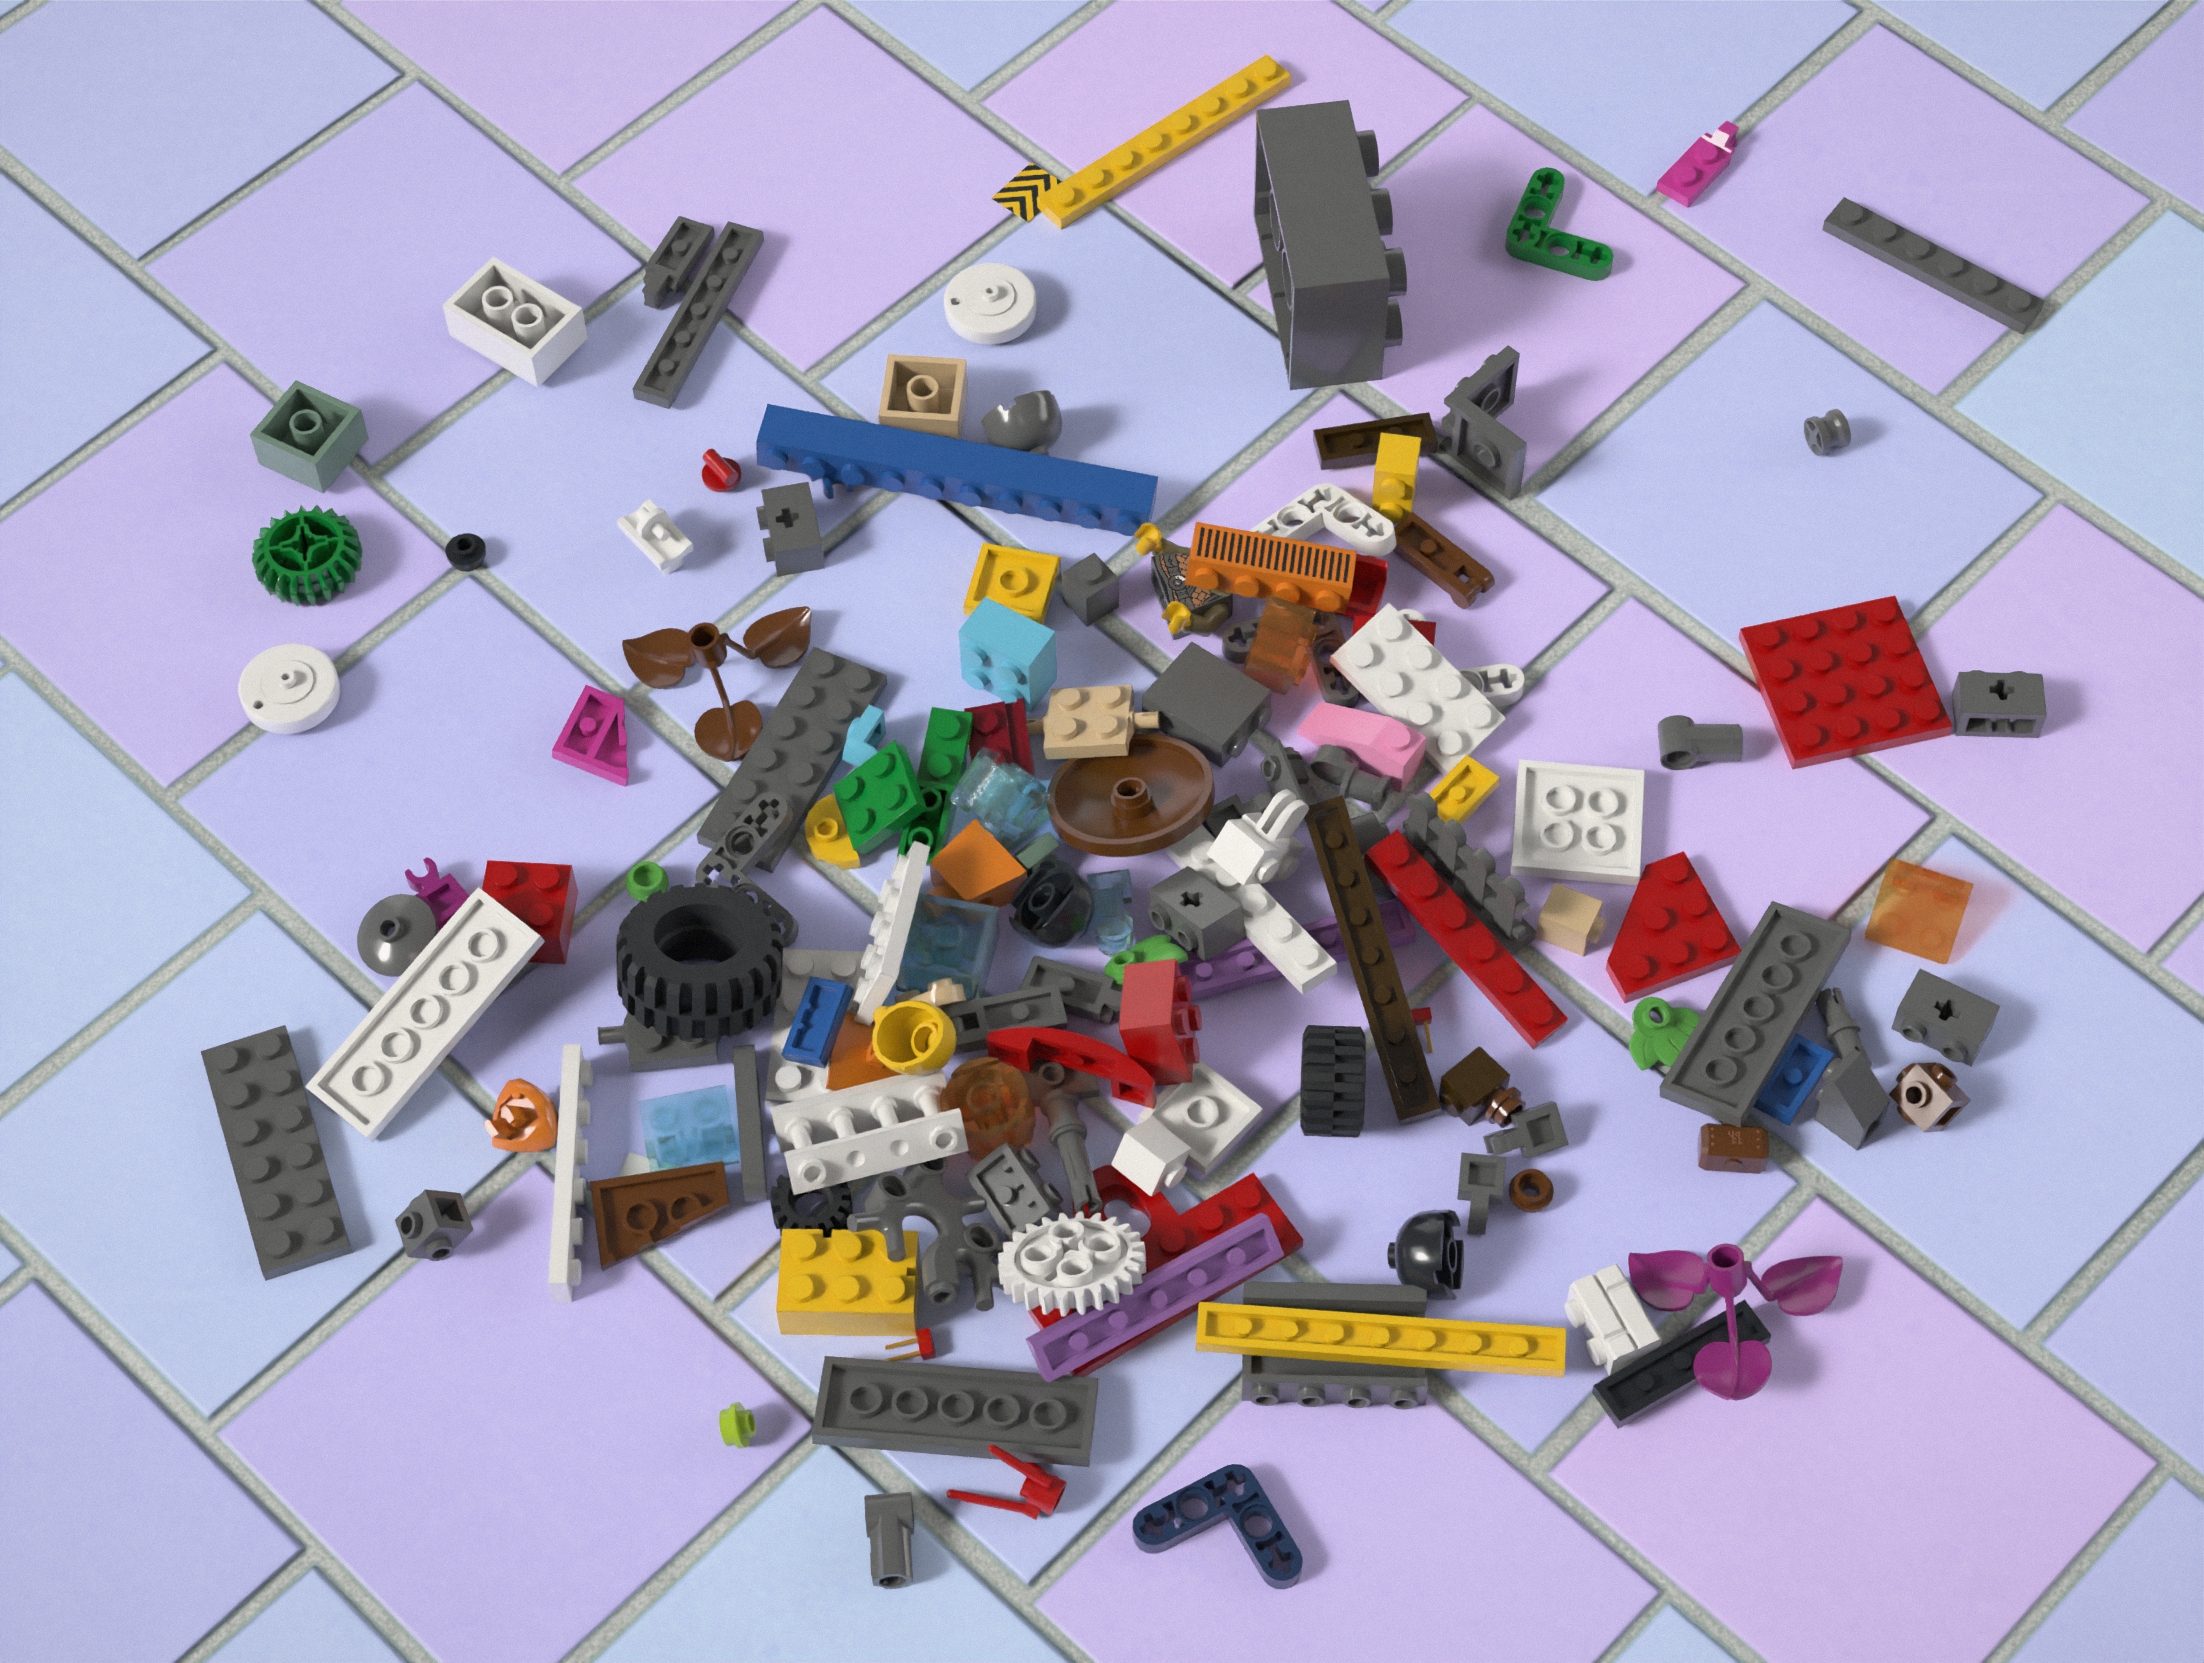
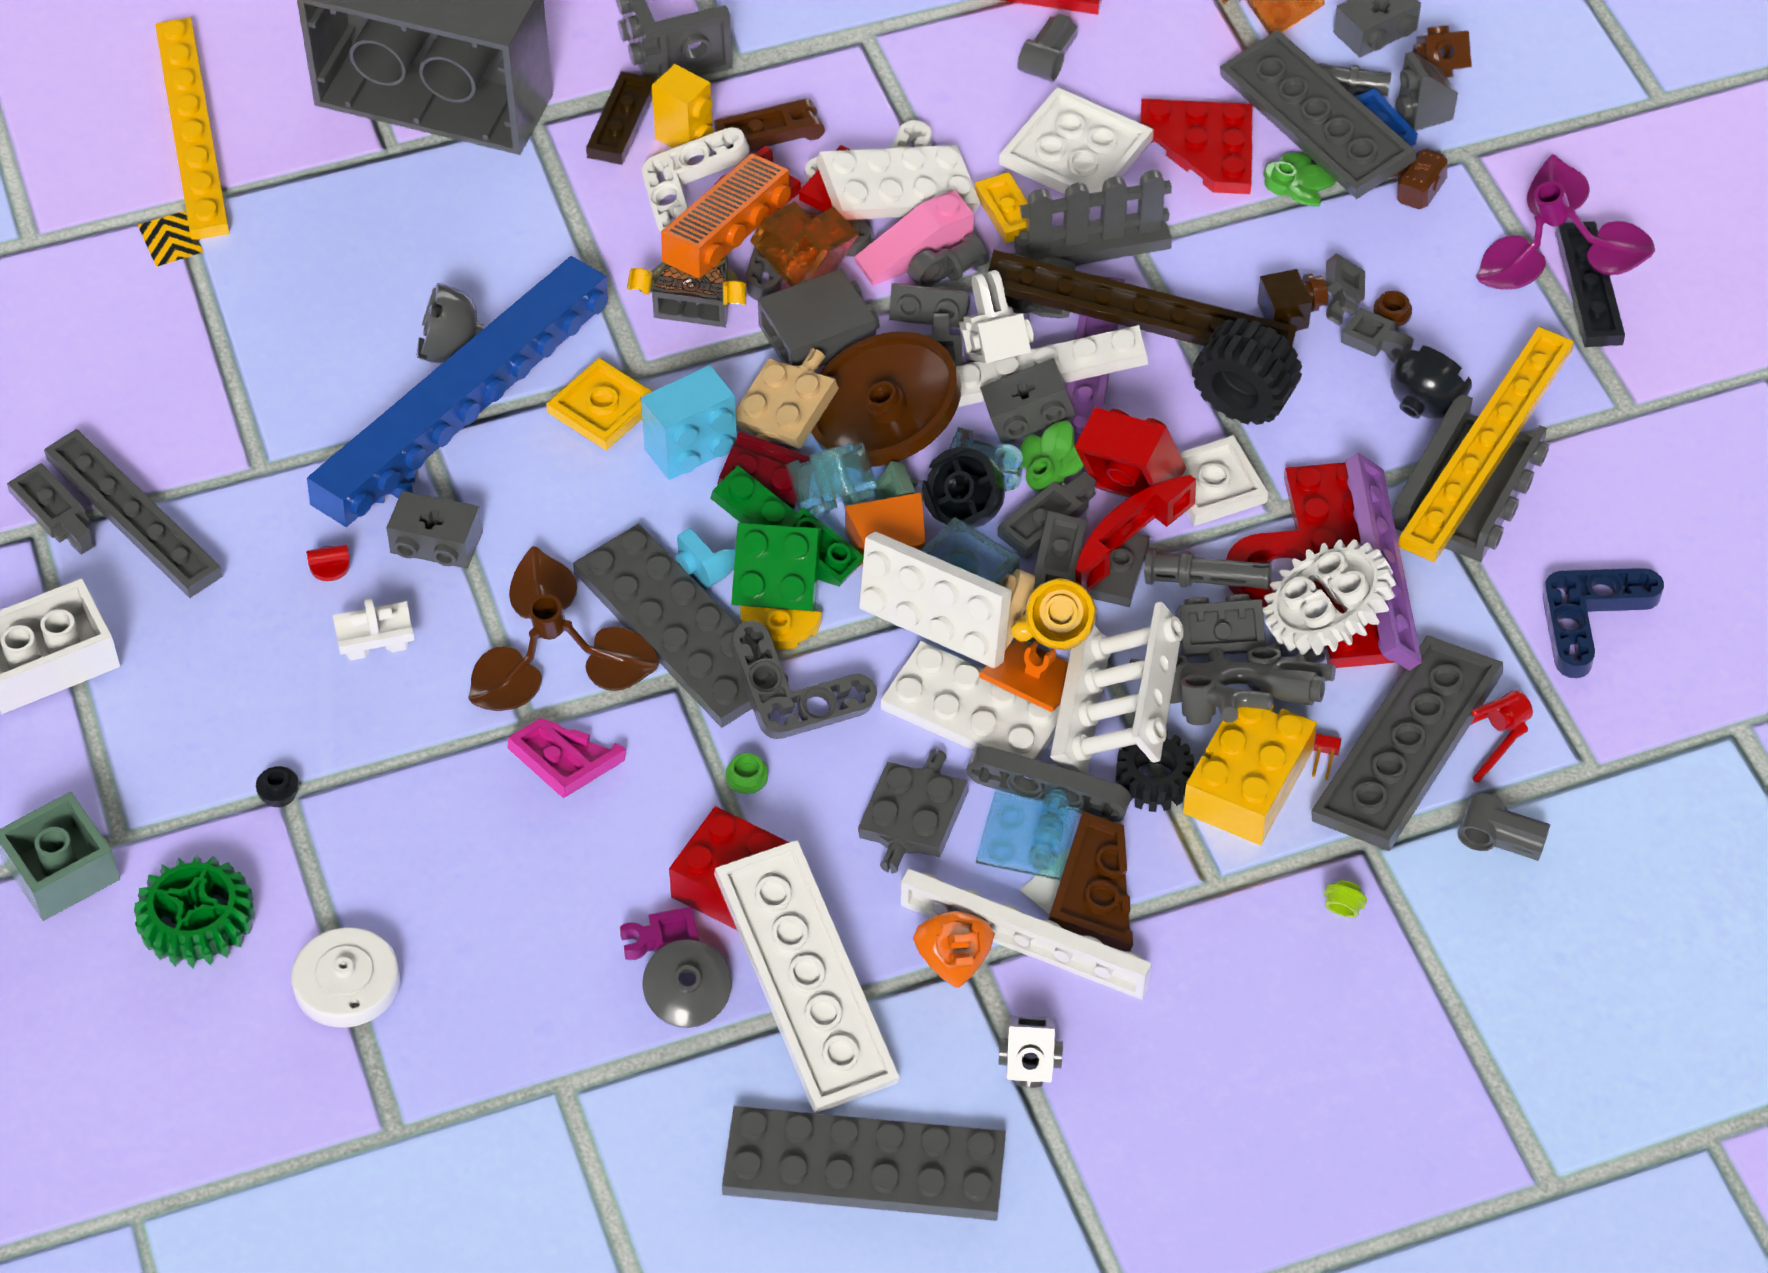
camera: 65 degrees left, 5 degrees down
(696, 998) = (891, 777): black tyre -> none
(817, 1022) = (988, 688): blue plate -> none
(924, 394) = (364, 378): tan brick -> none
(990, 303) = (285, 303): white wheel -> none
(992, 1105) = (1130, 594): clear orange brick -> none
(1090, 589) = (649, 350): dark grey brick -> none
(1151, 1157) = (1245, 518): white brick -> none
(1465, 939) = (1152, 249): red plate -> none
(1570, 920) = (1181, 178): tan brick -> none
(1611, 1319) = (1535, 301): white brick -> none

